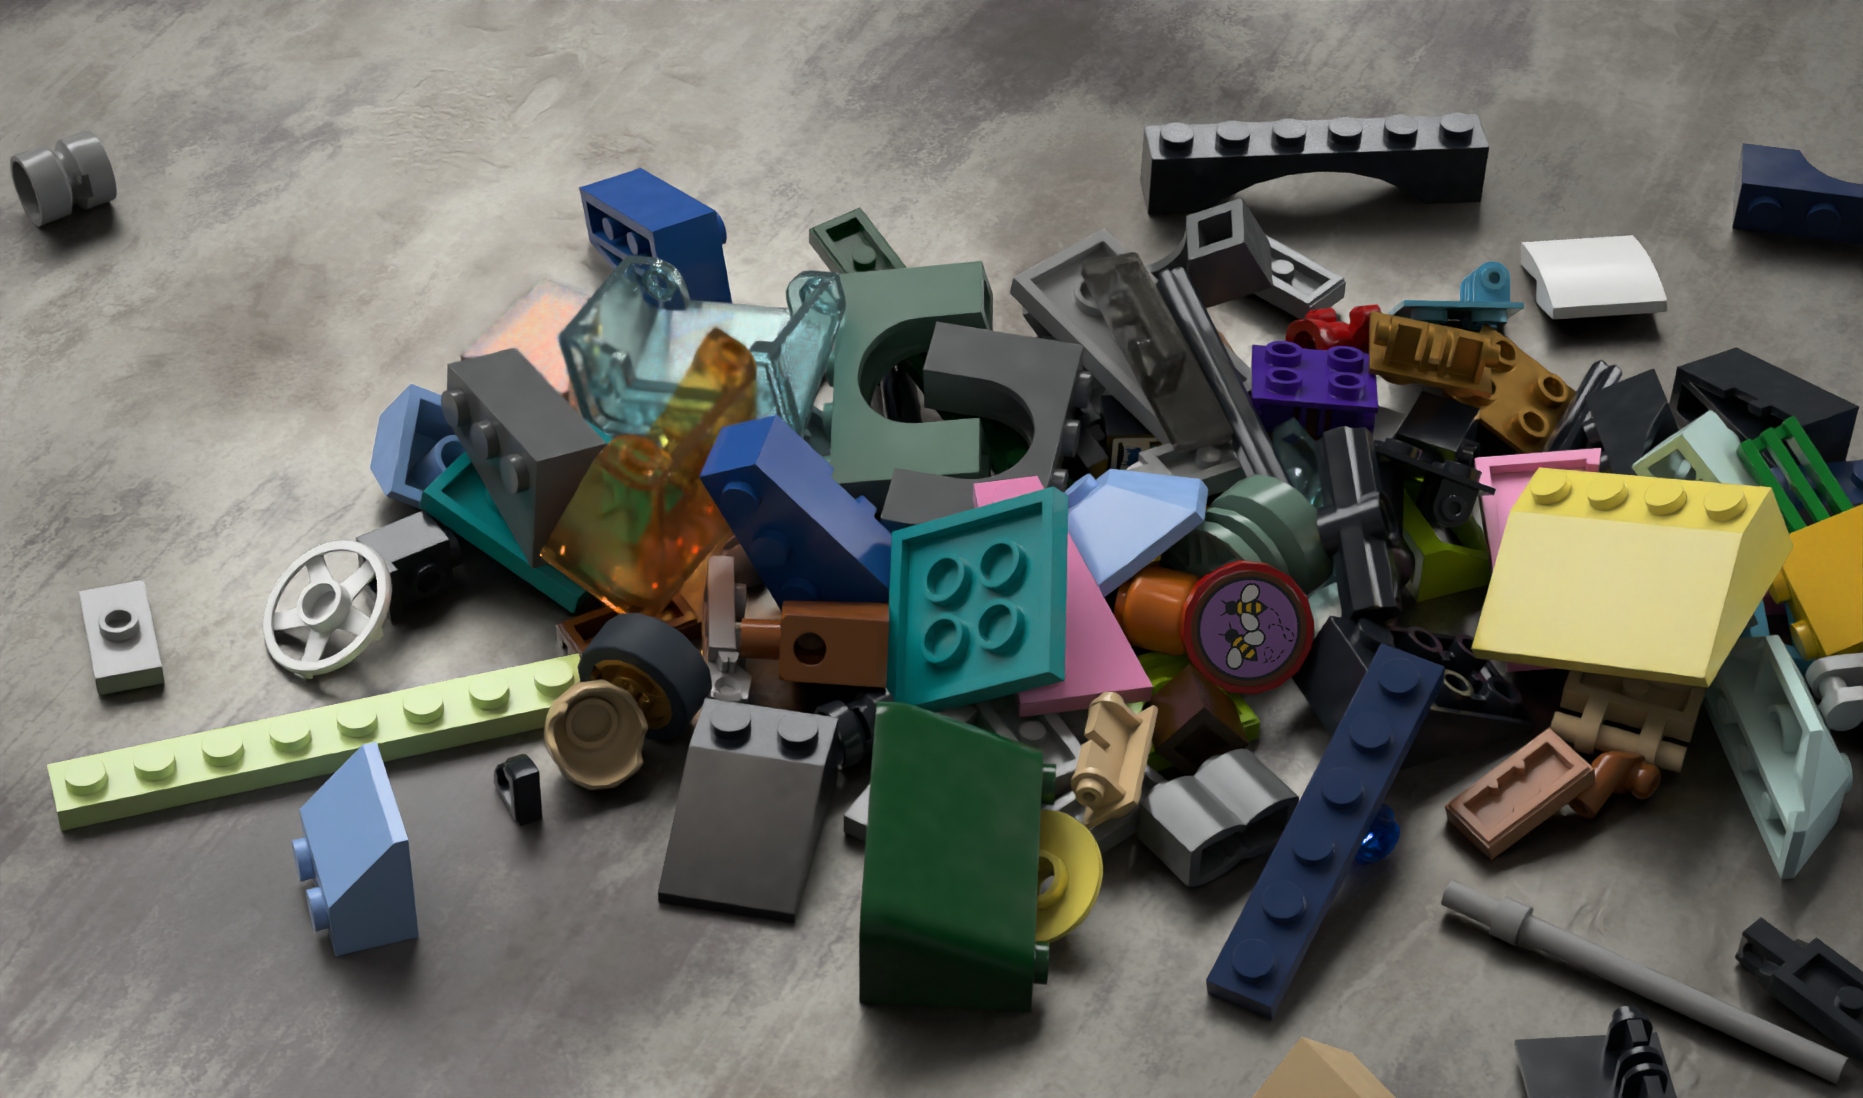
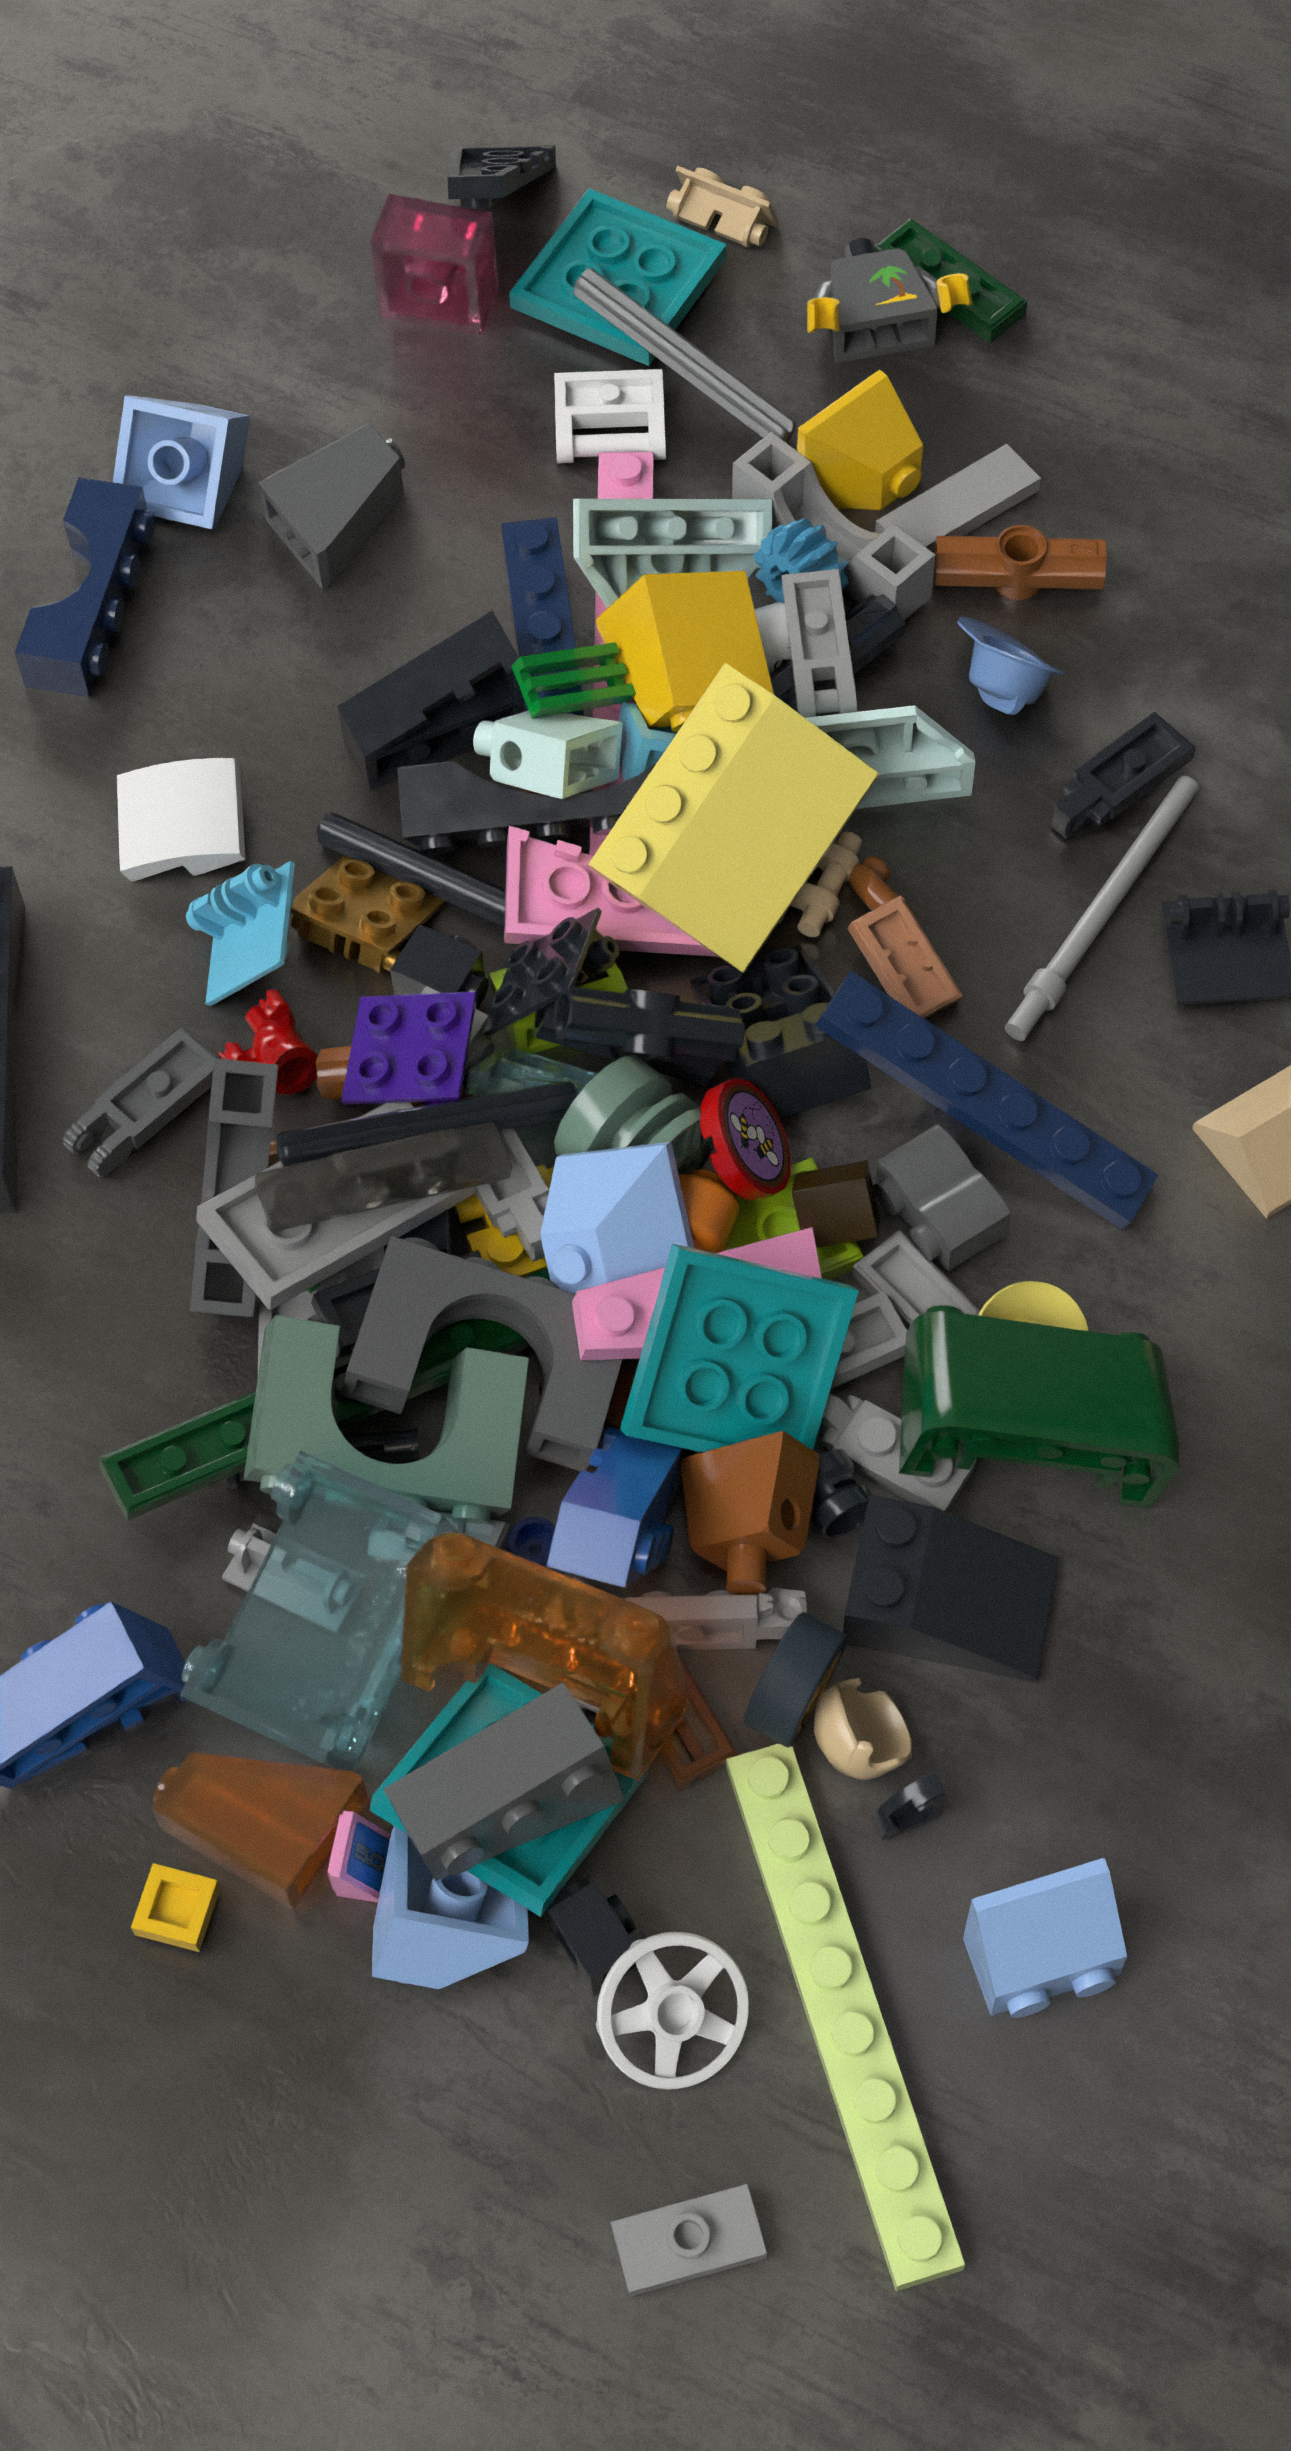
camera: 85 degrees left, 20 degrees up
(462, 317) = (175, 1907): none -> yellow plate
(1113, 759) = (901, 1265): tan hinge -> none
(1431, 355) = (365, 946): pearl gold hinge -> none

